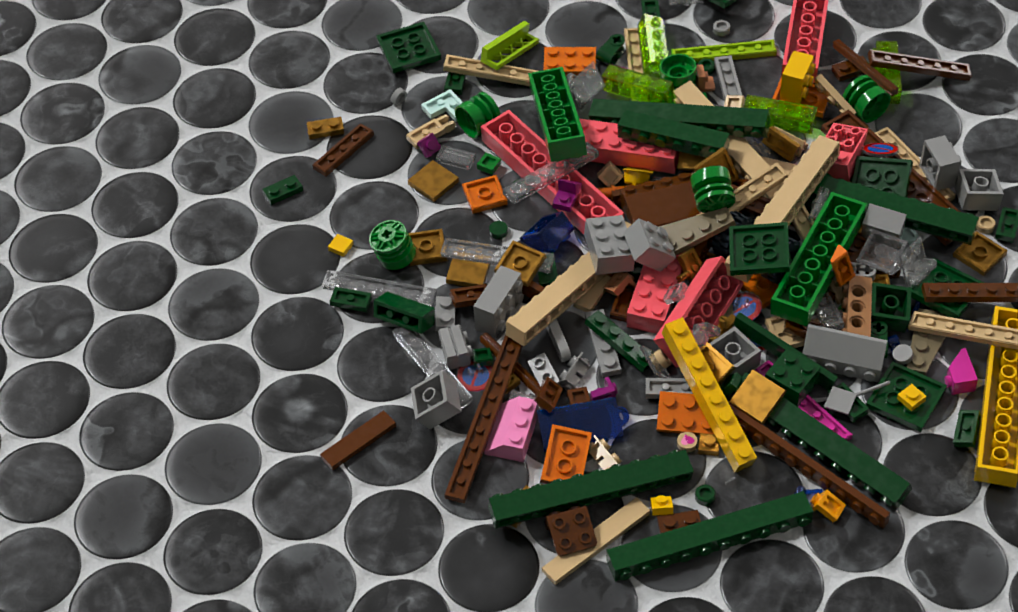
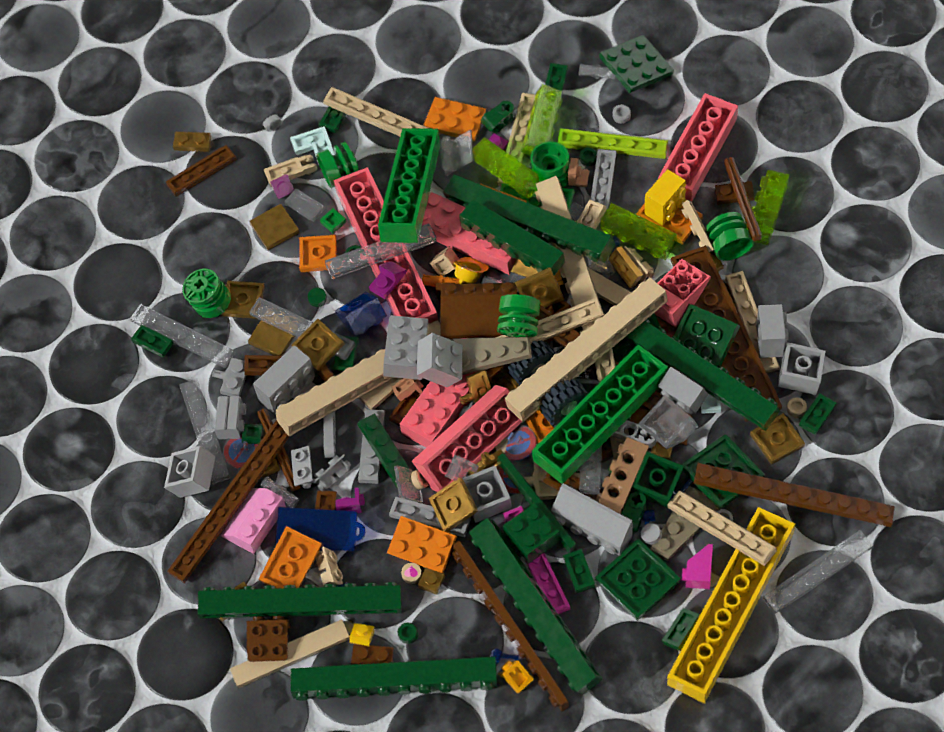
camera: 20 degrees right, 10 degrees up
(282, 189) = (129, 202): dark green plate -> none
(340, 245) = (163, 278): yellow tile -> none
(358, 440) = (110, 492): reddish brown tile -> none
(404, 312) = (193, 369): dark green brick -> none
(408, 47) = (301, 67): dark green plate -> none
(504, 45) = (391, 87): lime fence -> none
(548, 394) = (293, 494): reddish brown plate -> none
(675, 293) = (450, 416): clear plate -> none
(709, 395) = (439, 534): yellow brick -> none
(731, 384) = (469, 526): dark green tile -> none
(758, 396) = (488, 547): pearl gold tile -> none
(759, 249) = (538, 394): dark green plate -> none
(818, 203) = (625, 350): clear pin -> none
(842, 266) = (616, 429): orange slope -> none
(842, 400) = (571, 567): light grey piece -> none
(880, 149) = (715, 301): piece -> none
(911, 397) = (639, 583): yellow plate -> none
(915, 264) = (696, 441): clear hinge -> none
(919, 65) = (801, 208): reddish brown tile -> none

